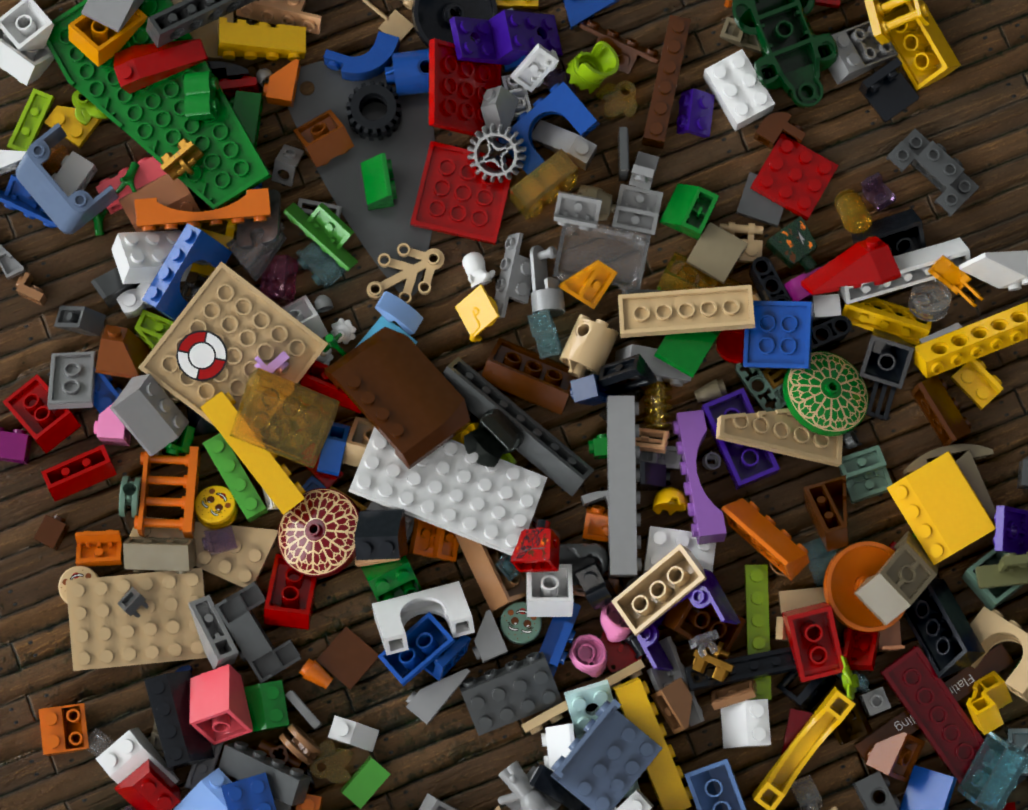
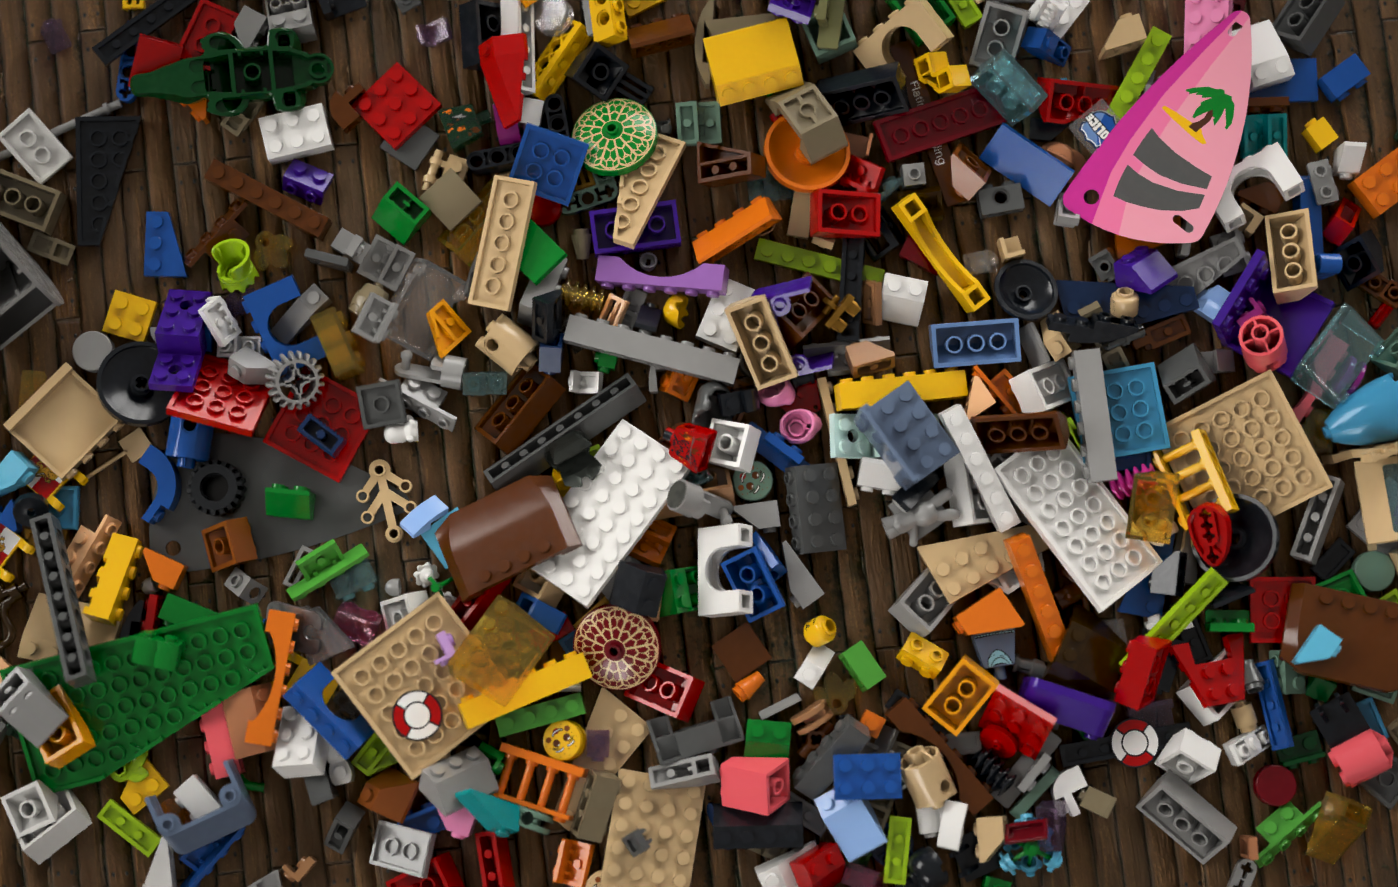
camera: 75 degrees left, 5 degrees up
(125, 454) = (492, 813): none -> teal slope
(128, 179) = (217, 743): green bar -> none
(147, 64) = (108, 698): red wedge -> none
(182, 160) = (217, 684): pearl gold hips -> none
(388, 729) = (819, 631): none -> yellow head
(450, 193) = (322, 435): none -> dark blue brick
(477, 312) = (445, 441): yellow hat -> none
(482, 567) = (694, 502): none -> light grey piece
(497, 241) = (381, 404): none -> dark grey plate
(574, 431) = (585, 382): none -> white bracket
(705, 640) = (820, 313): clear tile -> none
(829, 18) = (251, 27): none -> light grey slope
(849, 680) = (889, 192): lime plate -> none
(852, 211) = (447, 61): clear yellow piece -> none

